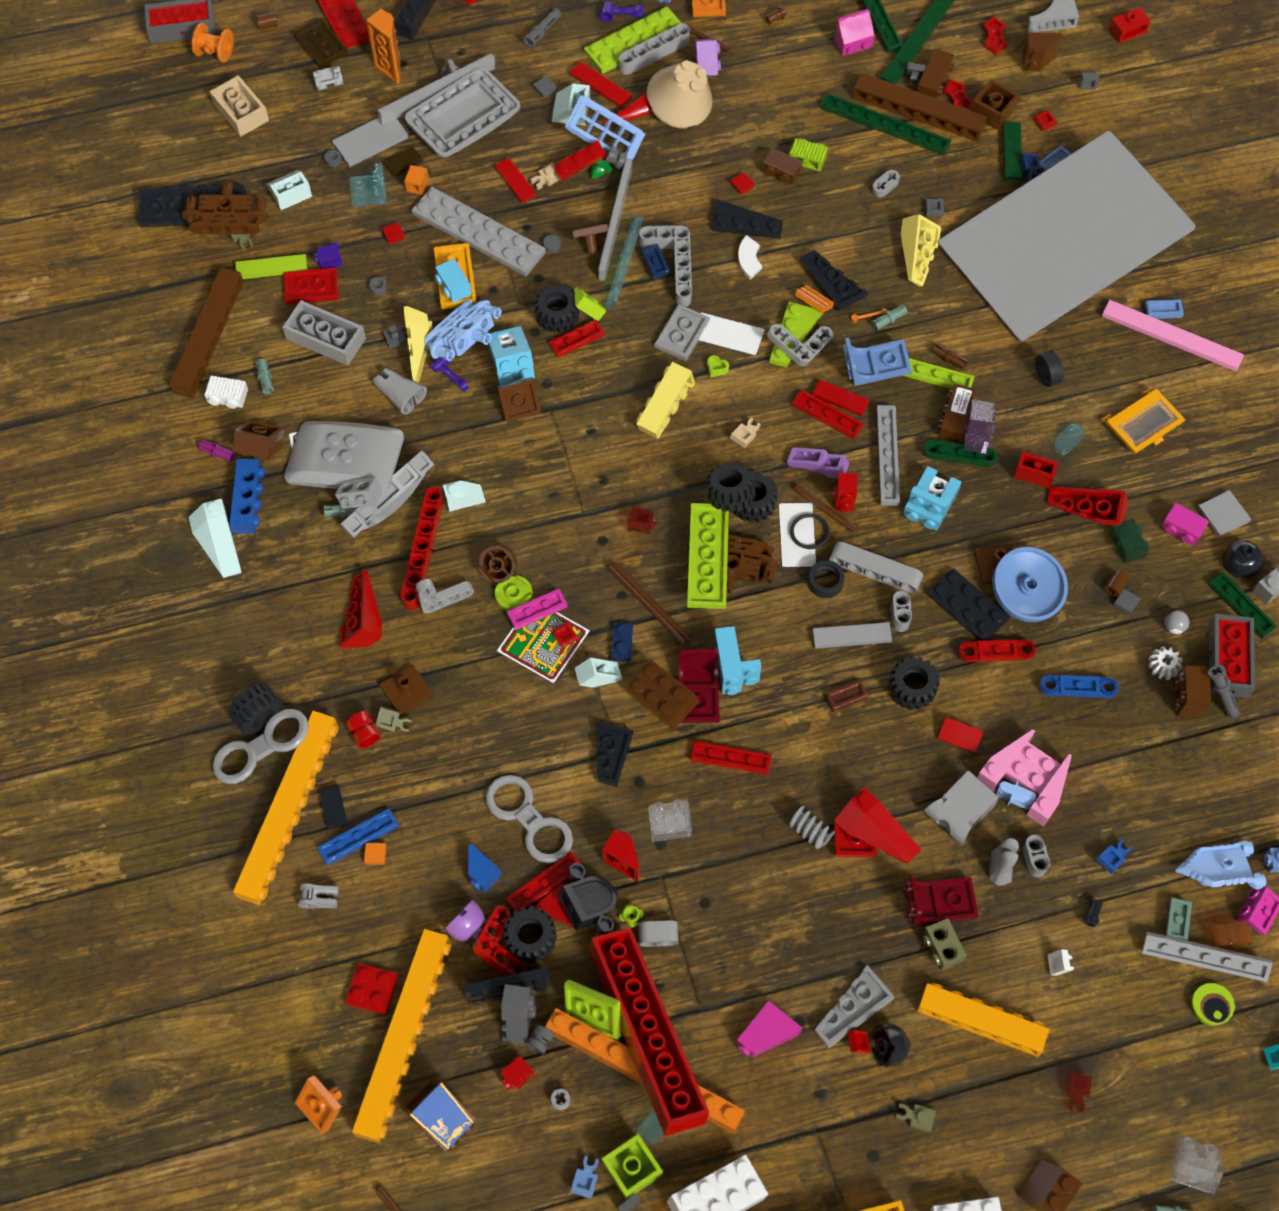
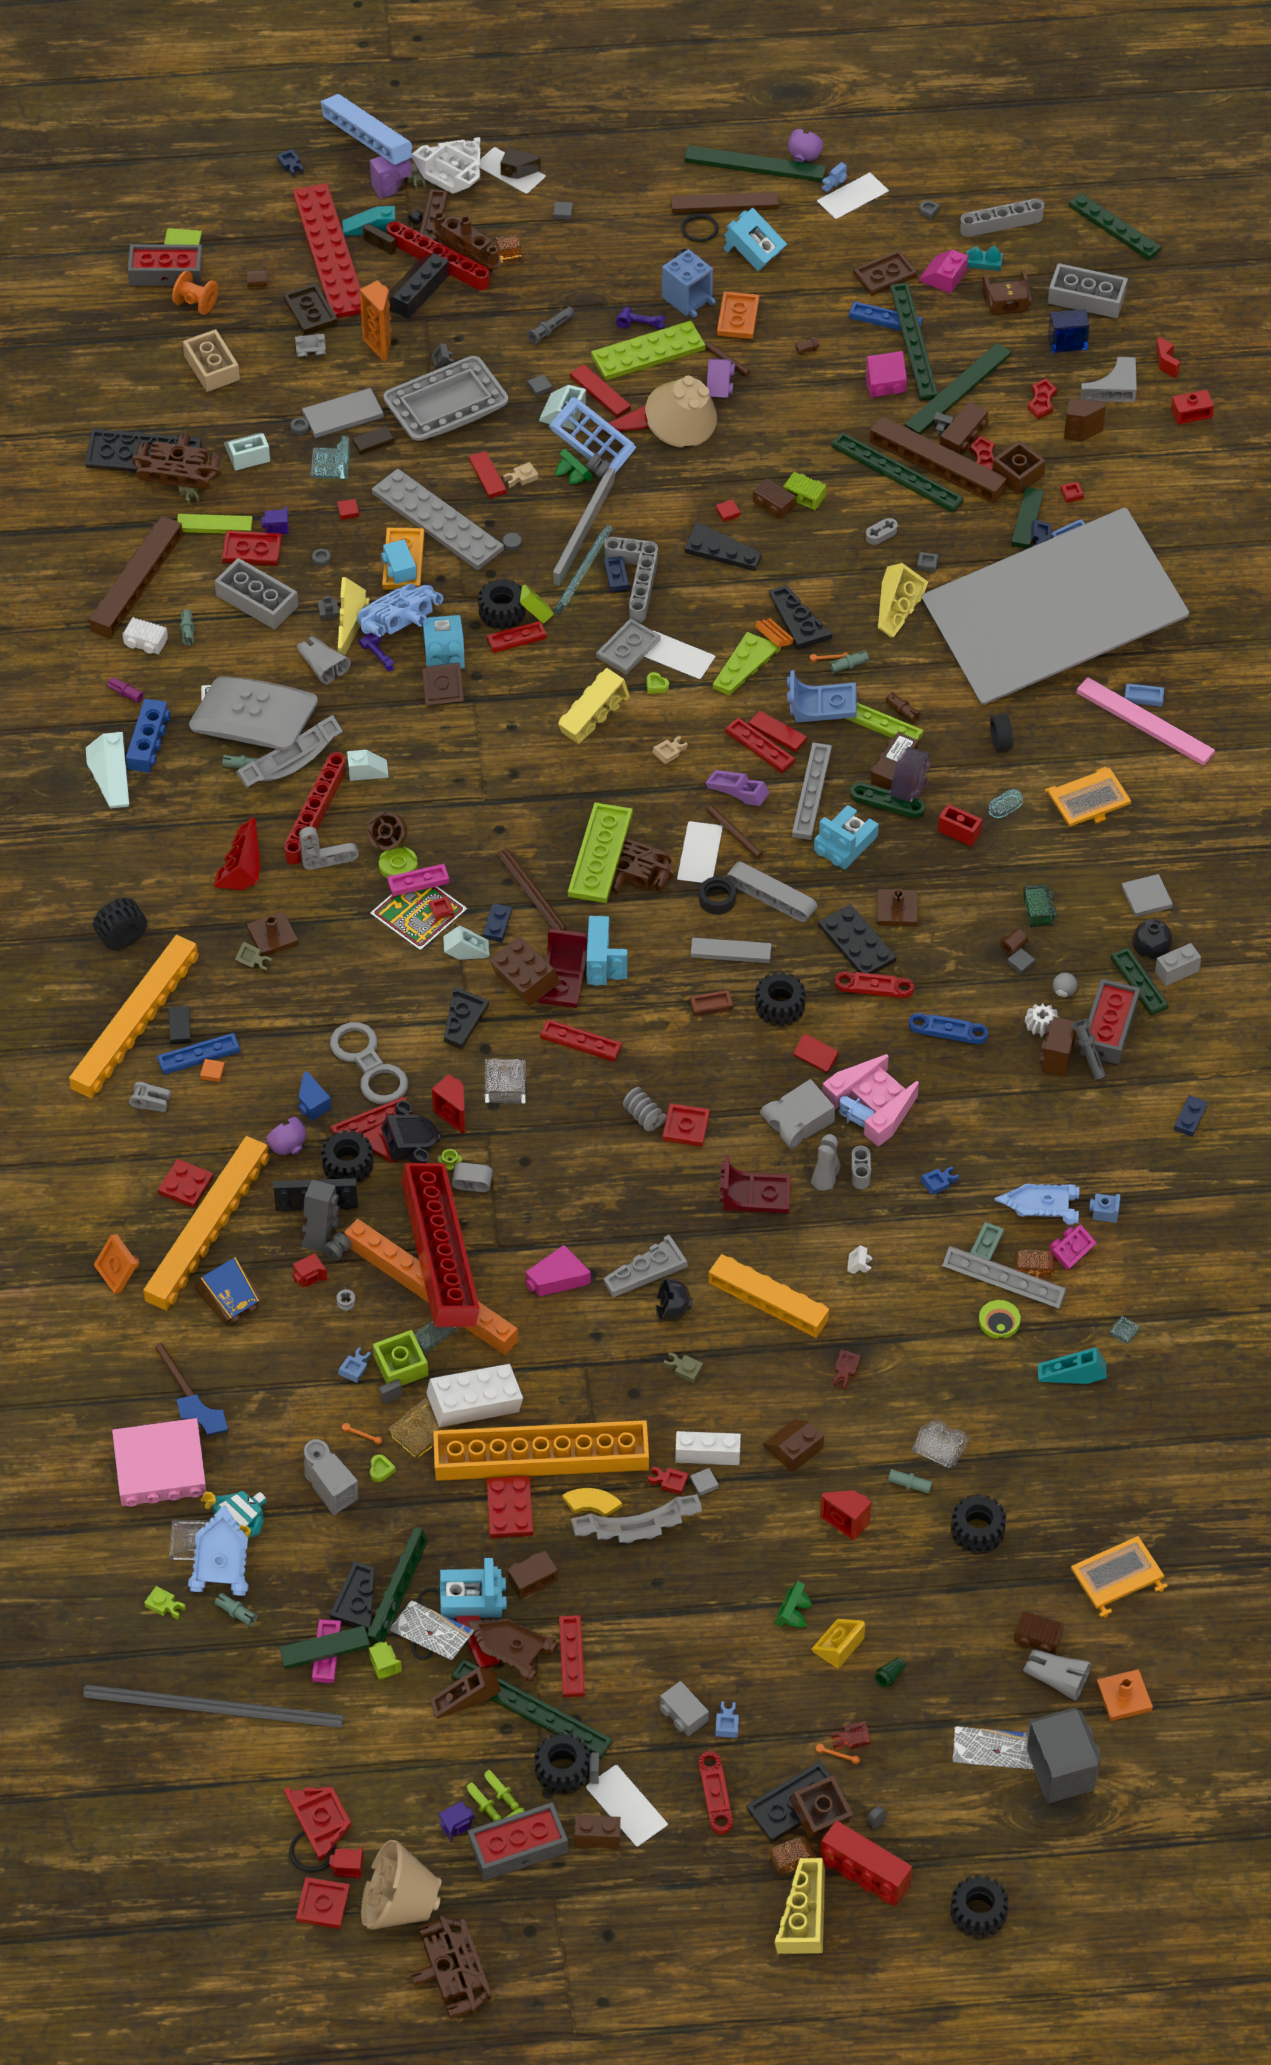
camera: 10 degrees right, 10 degrees down
(258, 439) = (169, 683): reddish brown brick -> none
(261, 746) = (119, 960): light grey bar -> none
(359, 492) = (261, 745): light grey brick -> none
(363, 730) = (222, 960): red wheel -> none
(414, 99) = (385, 382): light grey tile -> none
(416, 180) = (383, 459): orange brick -> none
(491, 944) = (307, 1157): red beam -> none
(580, 160) = (558, 463): red plate -> none
(589, 235) = (552, 536): reddish brown tile -> none
(593, 1009) = (393, 1222): lime tile -> none
(641, 520) = (542, 814): clear red brick -> none
(654, 49) = (666, 362): light grey beam -> none
(741, 486) = (636, 791): black tyre -> none
(747, 257) = (715, 583): white tile -> none
(761, 509) = (658, 797): black tyre -> none
(804, 349) = (749, 678): light grey beam -> none
(809, 516) = (713, 836): black tyre -> none
(845, 492) = (756, 816): red brick -> none
(858, 1042) = (643, 1295): red plate -> none
(872, 823) = (703, 1111): red wedge -> none
(901, 611) = (785, 934): light grey beam -> none
(949, 943) = (751, 1227): olive brick -> none
(1030, 584) = (923, 928): medium blue dish -> none
(1089, 81) = (1130, 458): dark grey tile -> none
(1092, 915) = (901, 1228): black pin -> none
(1096, 505) = (1010, 865): red wedge -> none
(1184, 524) = (1101, 898): dark pink brick -> none

